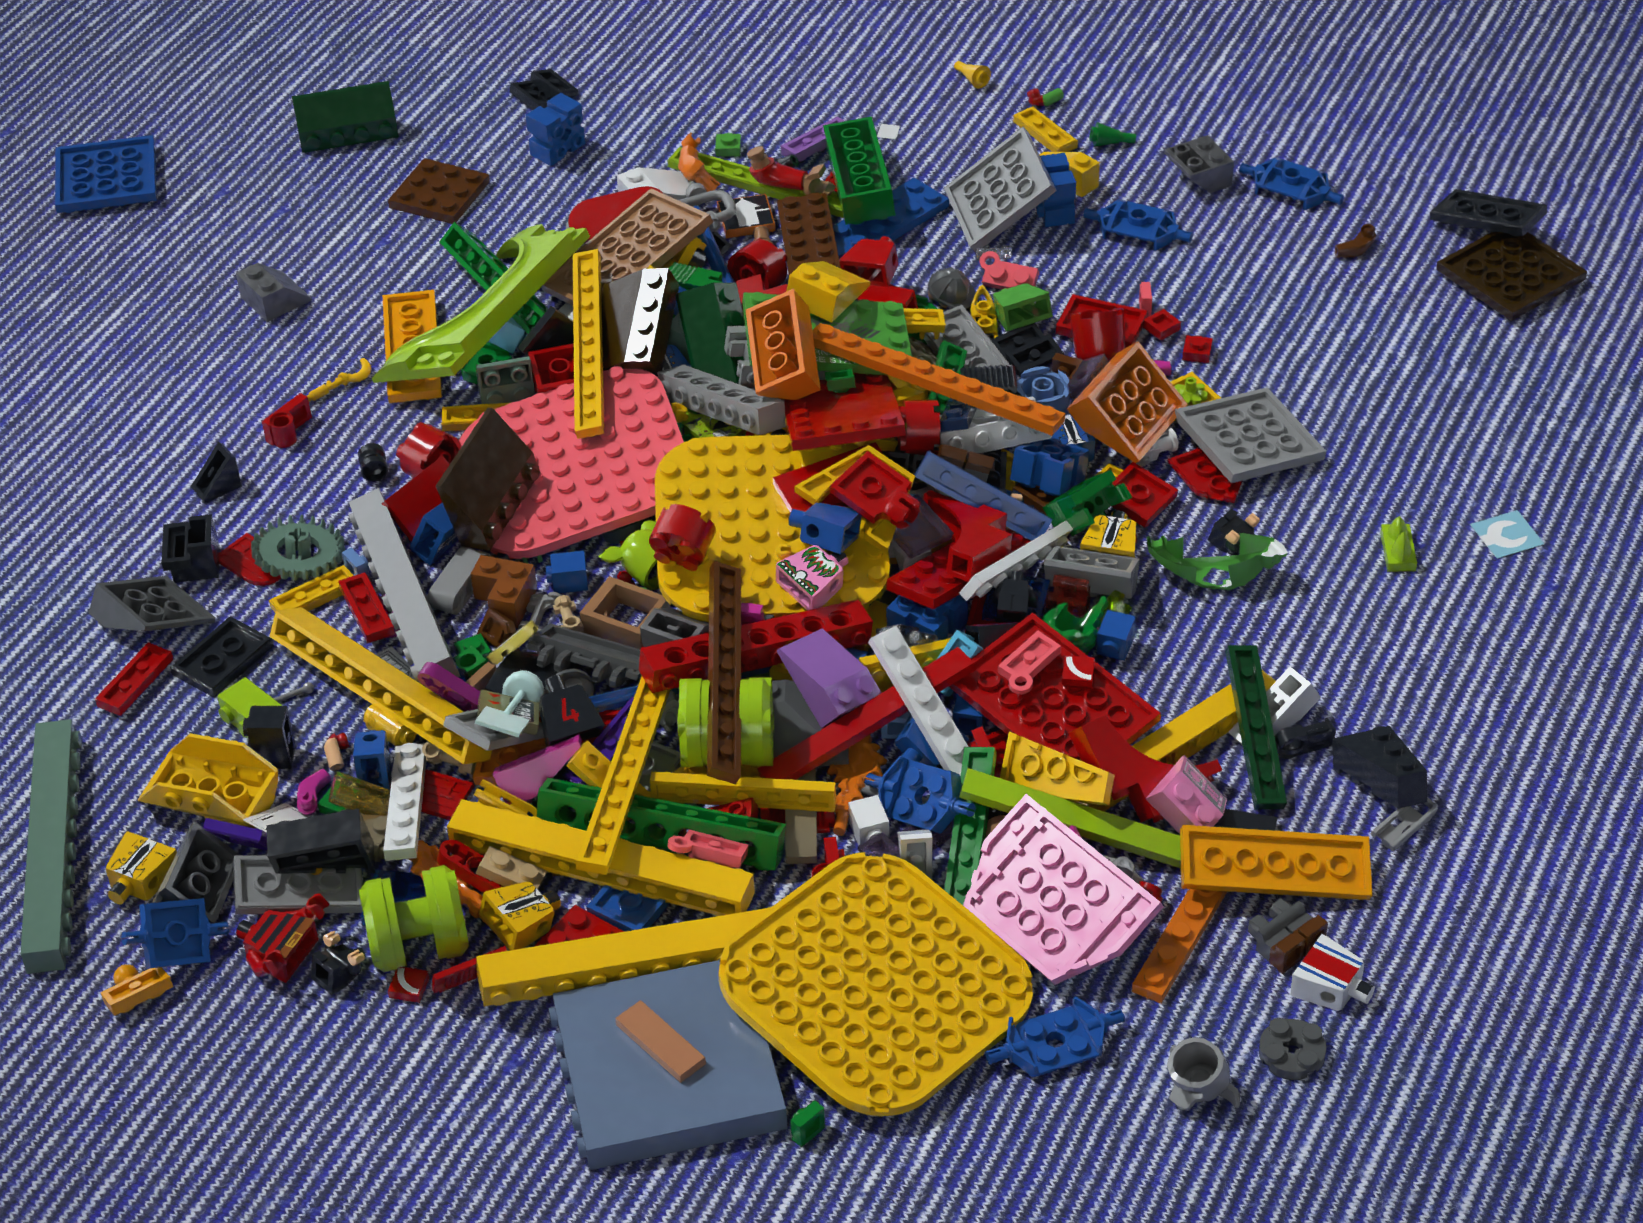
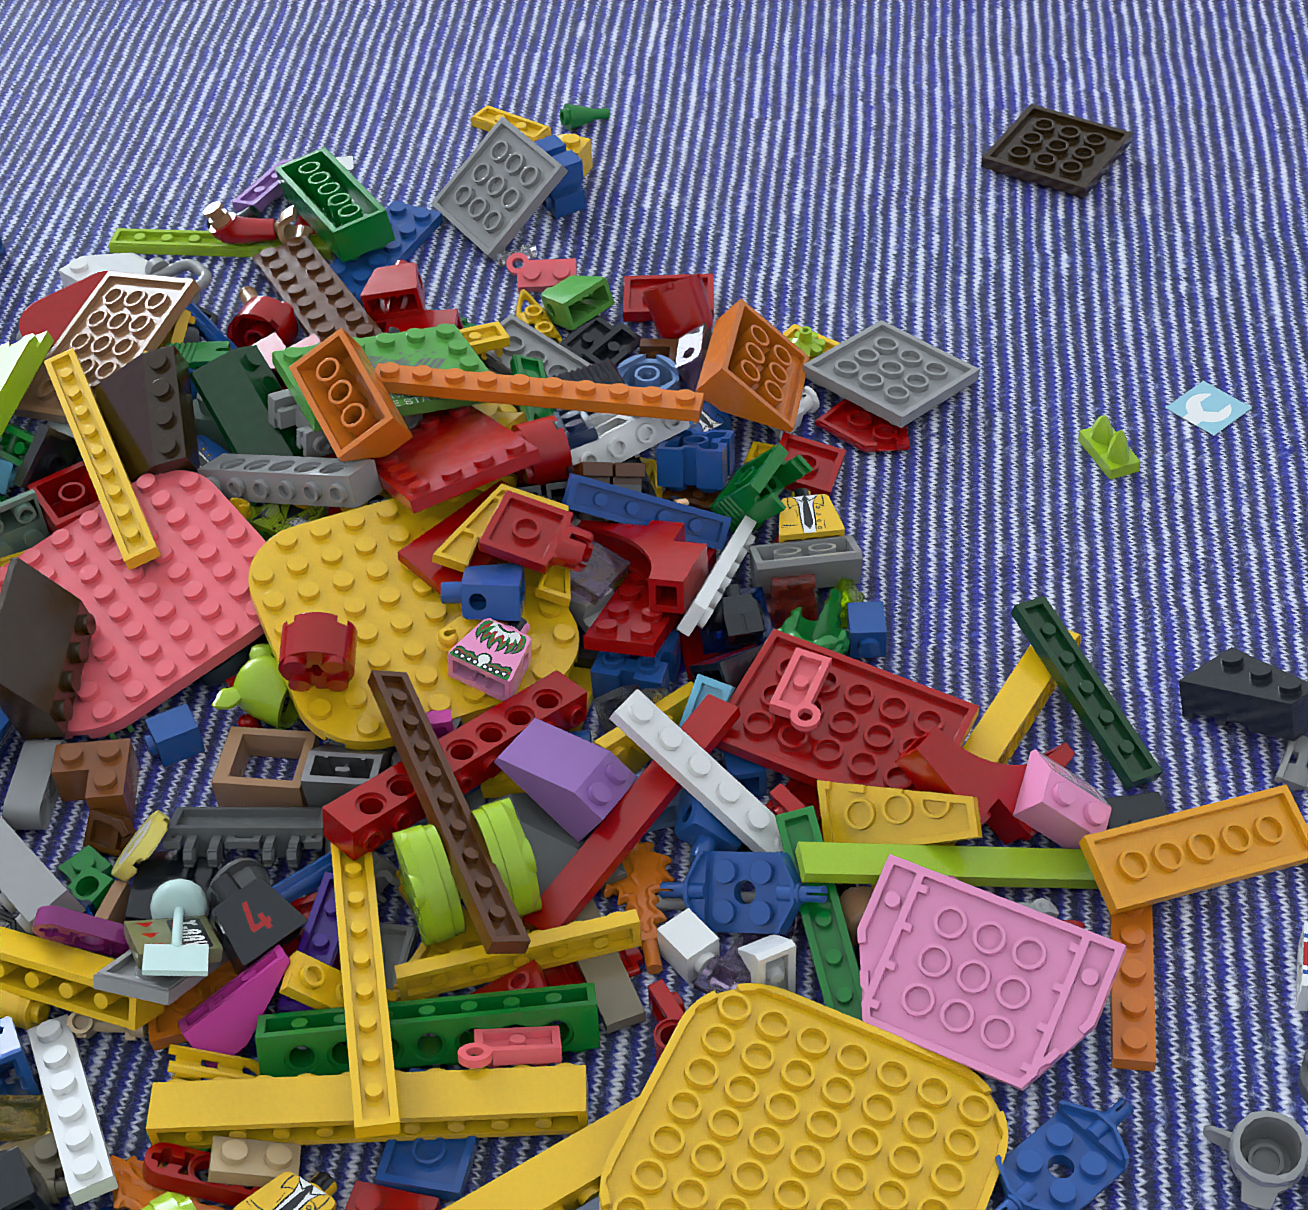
camera: 20 degrees left, 0 degrees up
(443, 794) = (116, 1077): red window -> none
(537, 606) = (149, 788): light grey piece -> none
(564, 606) = (186, 780): tan bar -> none
(692, 167) = (142, 243): orange arm -> none
(728, 145) = (170, 214): bright green plate -> none
(749, 214) = (228, 278): tile -> none
(826, 288) = (369, 323): yellow slope -> none
(840, 380) = (425, 422): green plate -> none
(951, 288) = (487, 301): dark grey piece -> none
(976, 74) = (414, 88): yellow cone -> none
(1045, 99) = (495, 97): arm -> none
(1078, 671) = (862, 683): red tile -> none
(1145, 297) = (704, 260): coral tile -> none
(1153, 225) = (655, 189): blue plate -> none
(1162, 324) = (734, 284): red plate -> none
(1197, 349) = (783, 300): red plate -> none
(1203, 163) = (696, 117): flat silver slope -> none
(1227, 530) = (933, 482): black piece -> none
(1254, 554) = (967, 499): bright green animal -> none
(1287, 701) = (1102, 644): white slope -> none
(1287, 935) = (1260, 936): hips -> none
(1304, 739) = (1141, 688): black piece -> none
(1306, 185) = (791, 115): blue plate -> none
(1358, 245) = (891, 161): reddish brown arm -> none
(1488, 212) = (1006, 100): black piece -> none

